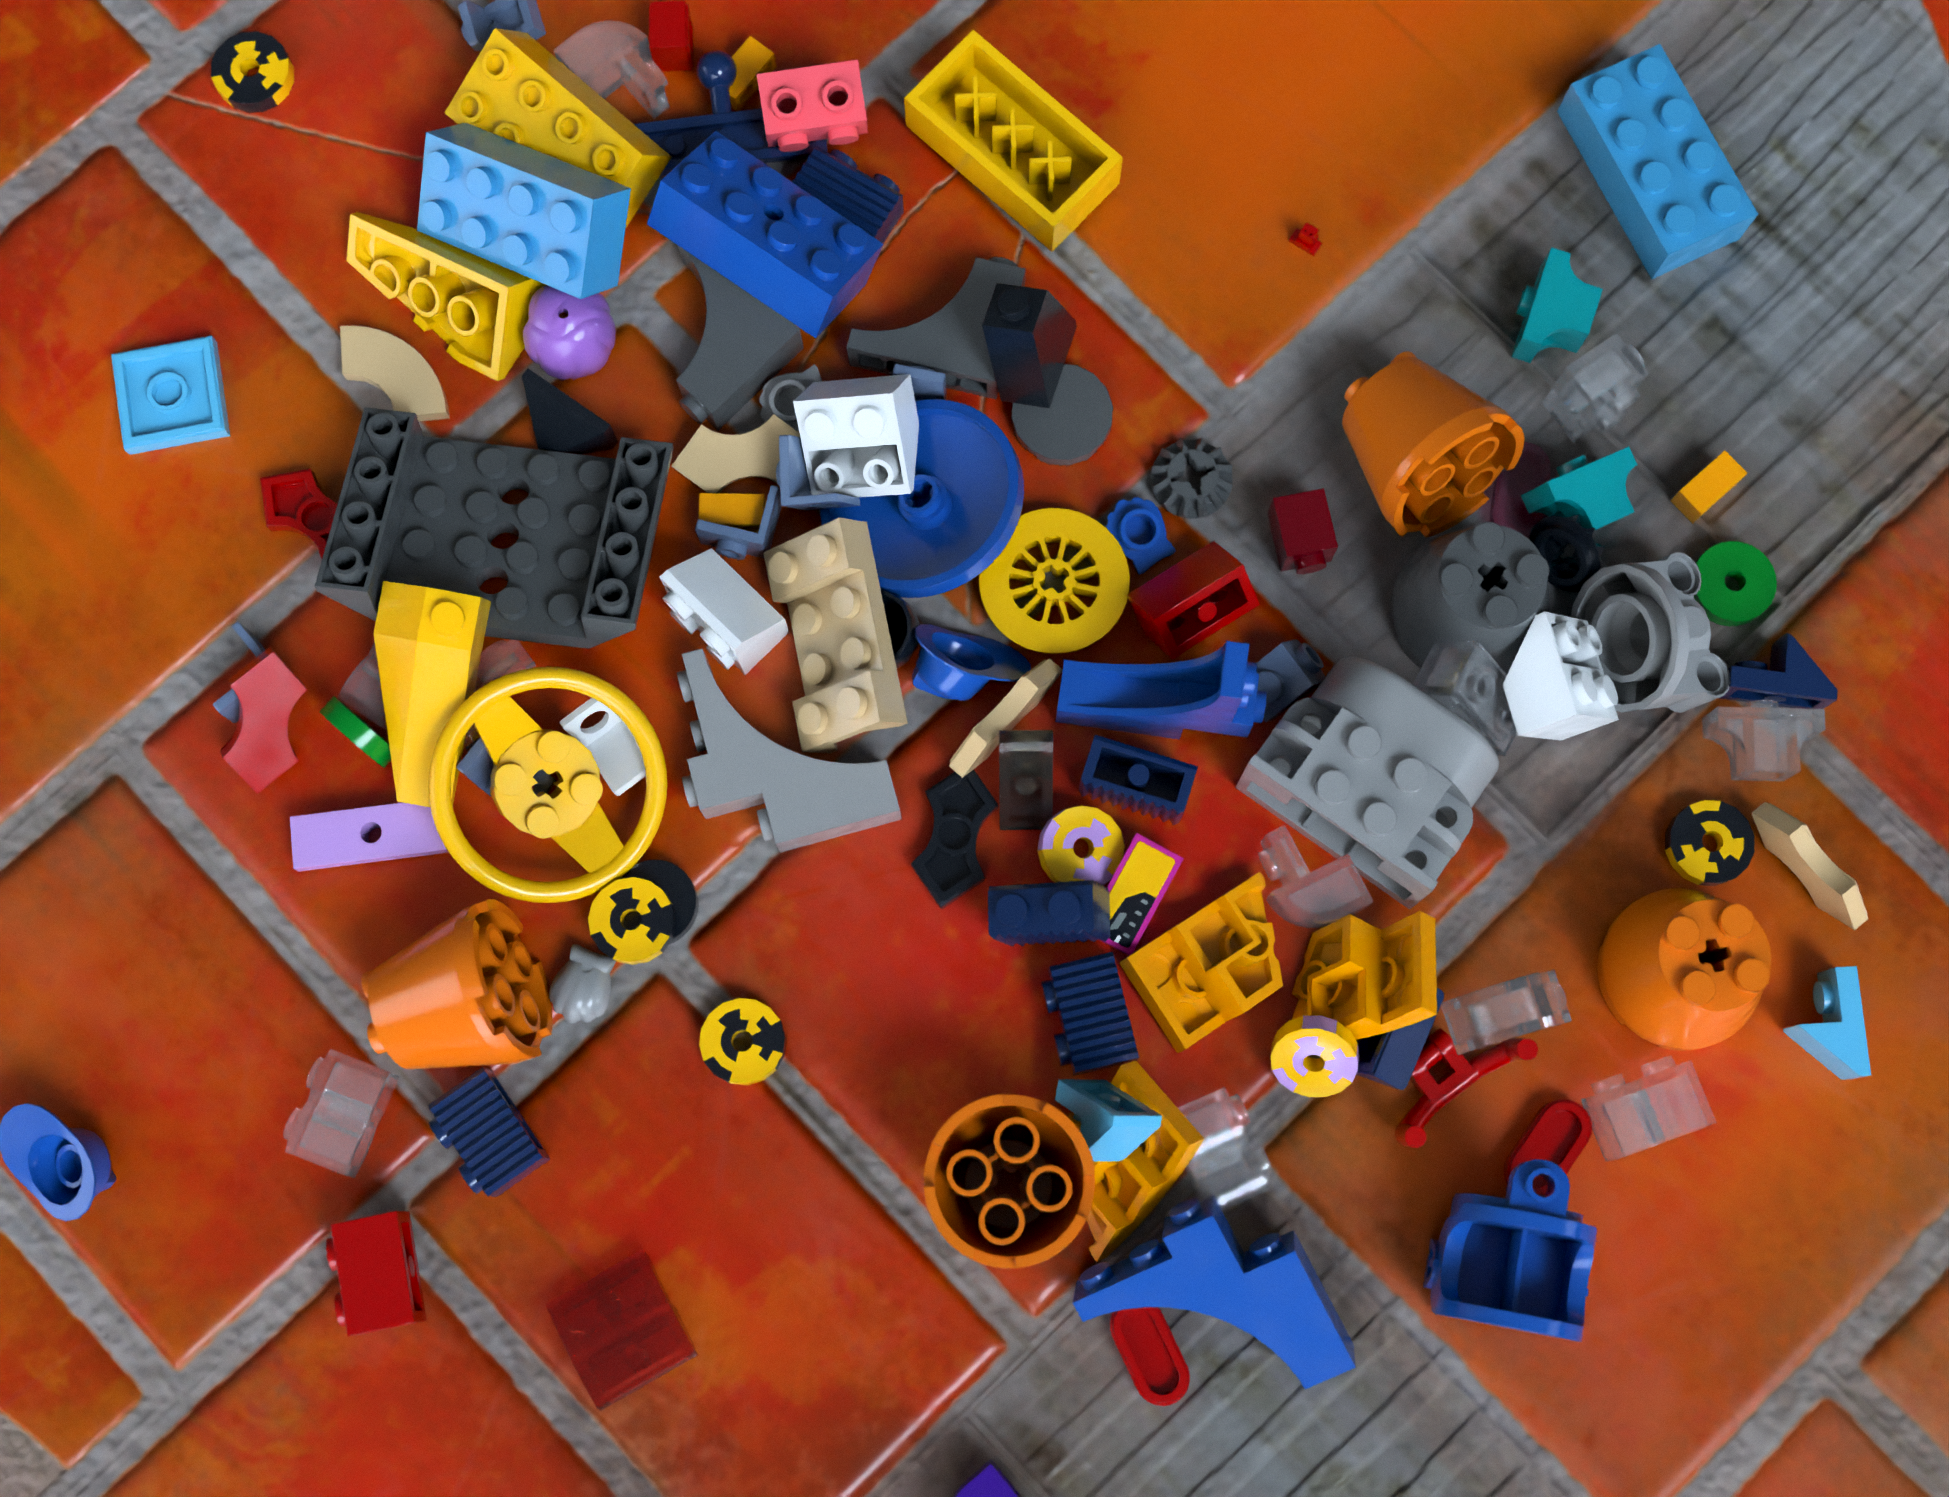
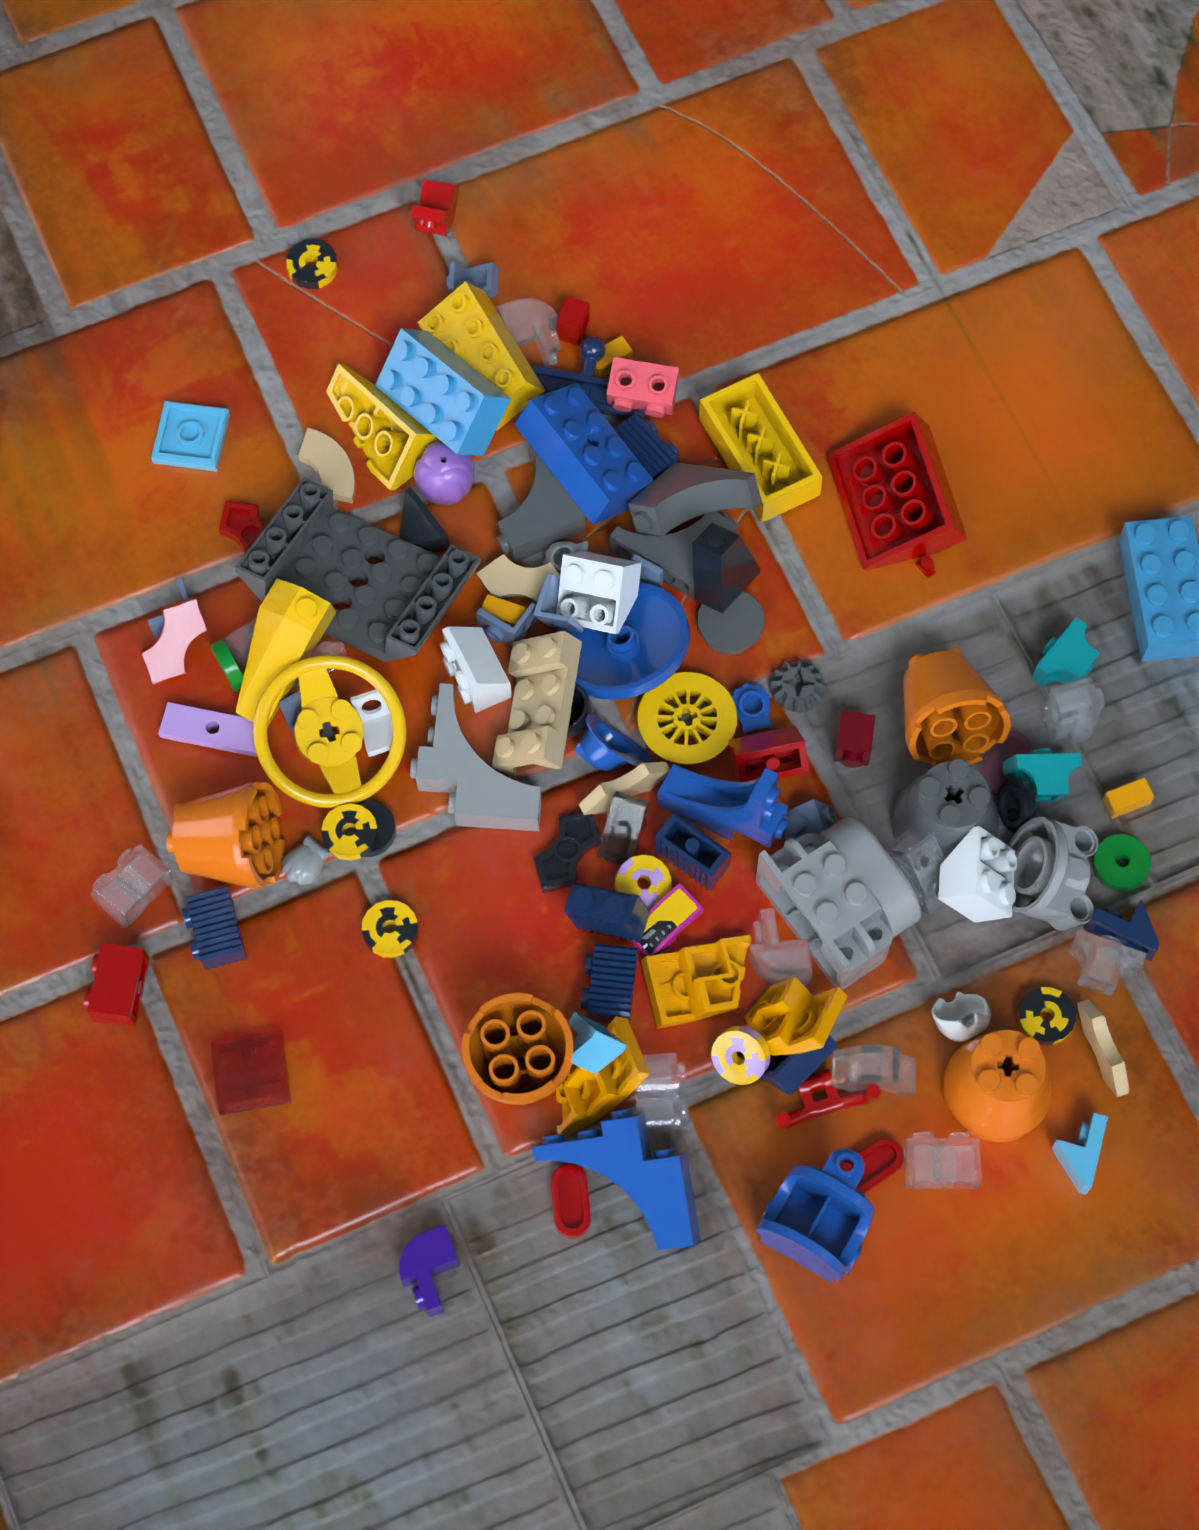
camera: 20 degrees right, 10 degrees down
(939, 242) = (689, 492): none -> dark grey arch
(1228, 146) = (896, 494): none -> red slope
(1600, 887) = (962, 1017): none -> white hair

